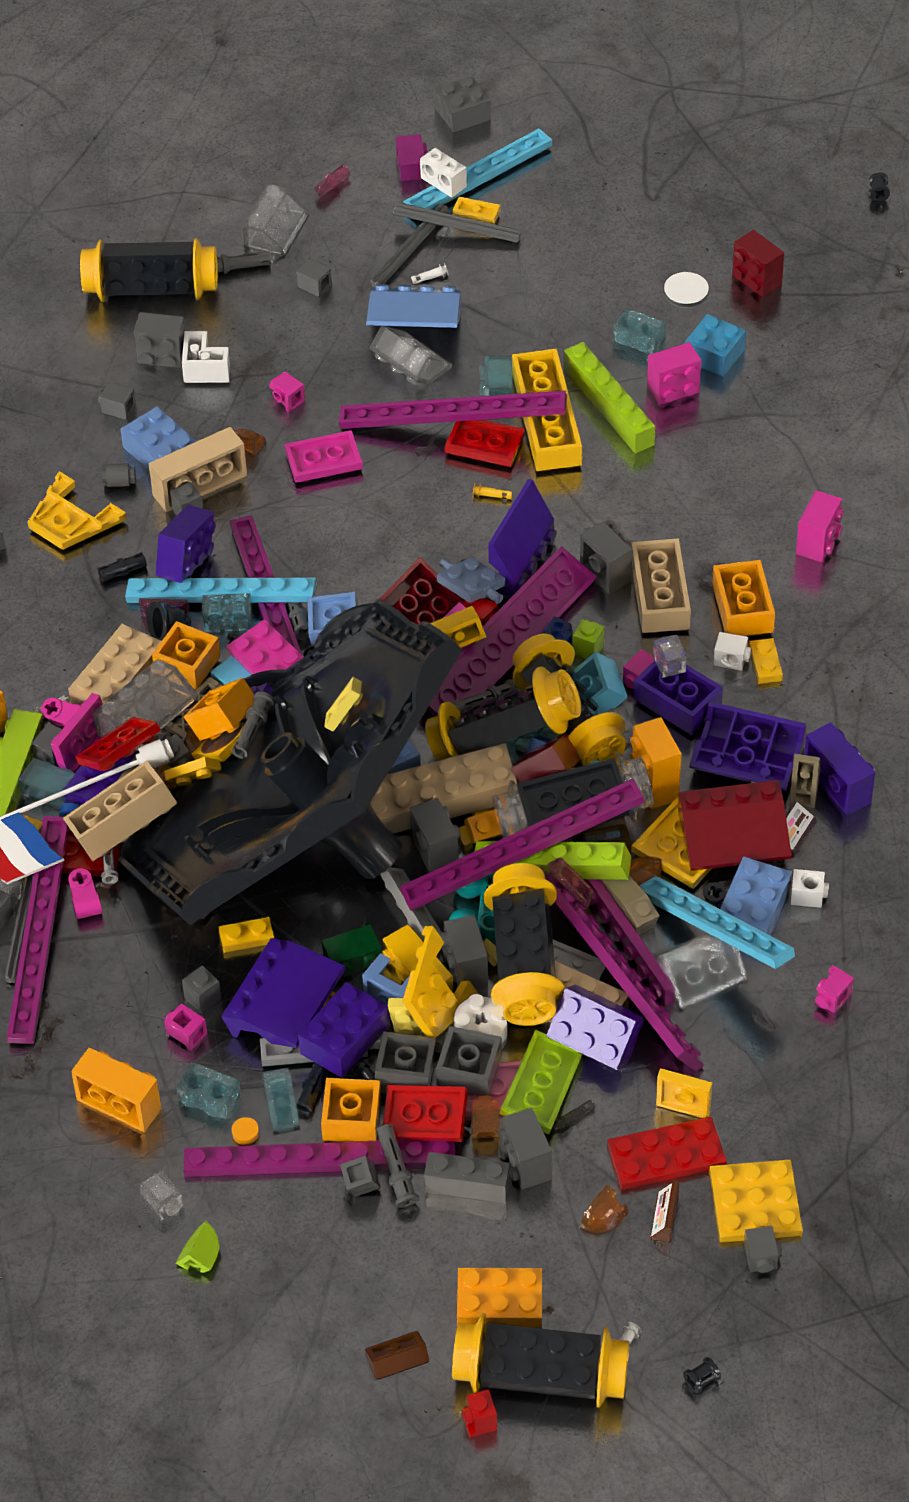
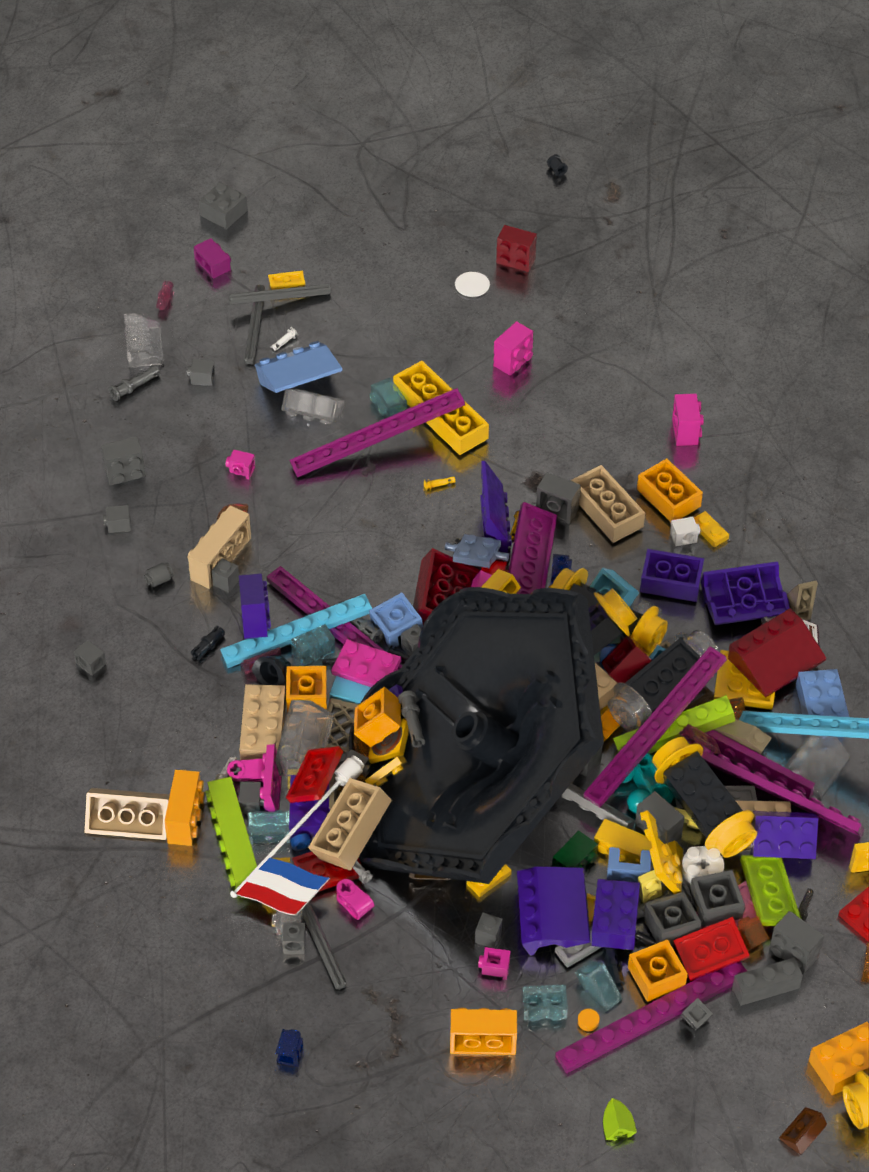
camera: 30 degrees left, 0 degrees up
(37, 938) = (344, 947): magenta plate -> none
(66, 523) = (141, 626): yellow wing -> none
(149, 268) = (79, 410): black brick -> none
(153, 436) = (172, 538): medium blue brick -> none
(161, 1195) = (565, 1094): clear brick -> none
(203, 362) = (165, 466): white brick -> none
(323, 456) = (300, 502): dark pink plate -> none
(340, 709) = (496, 674): light yellow plate -> none
(400, 1177) = (722, 1002): dark grey pin -> none
(443, 172) = (249, 260): white brick -> none
(485, 441) = (410, 447): red plate -> none
(487, 168) = (270, 250): medium azure plate -> none
(588, 638) = (583, 558): lime brick -> none
(609, 397) = (478, 382): lime brick -> none
(636, 666) = (633, 569): dark pink brick -> none
(639, 331) = (464, 327): clear light blue brick -> none
(661, 758) = (699, 616): light orange brick -> none
(669, 655) = (657, 550): clear brick -> none
(717, 344) = (526, 312): dark azure brick -> none
(718, 894) = (794, 706): black bush -> none
(808, 888) = (851, 676): white brick -> none
(843, 770) = (831, 583): dark purple brick -> none

